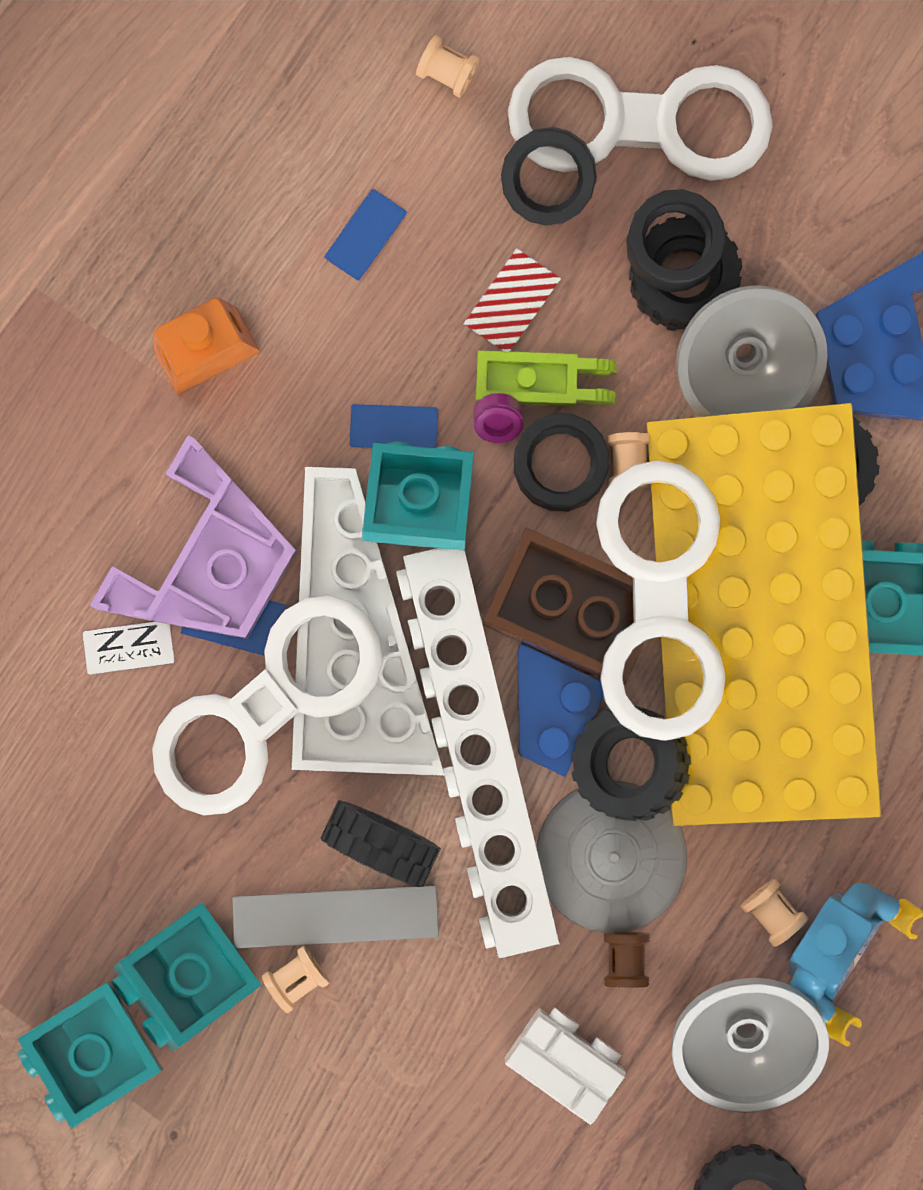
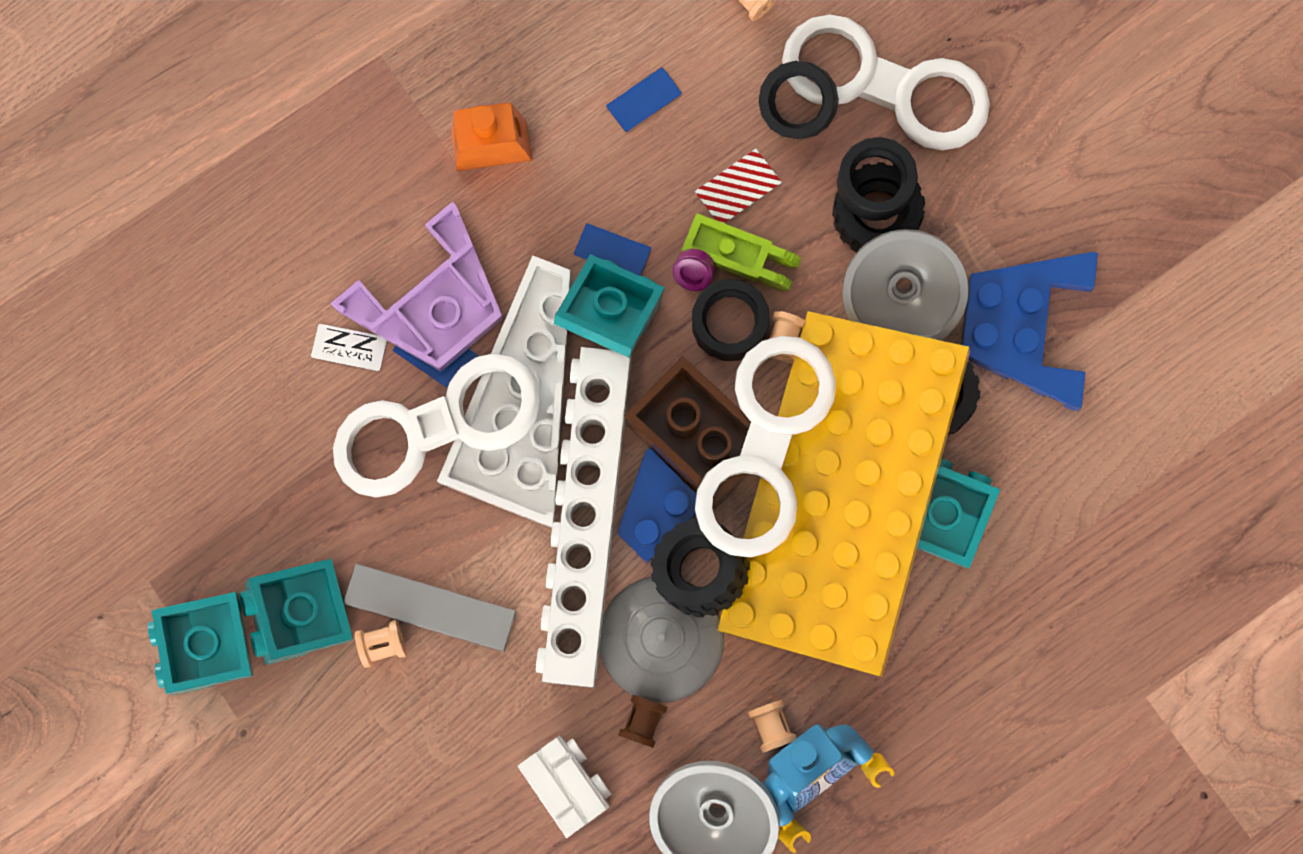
camera: 25 degrees right, 5 degrees down
(380, 843) = (482, 559): black tyre -> none

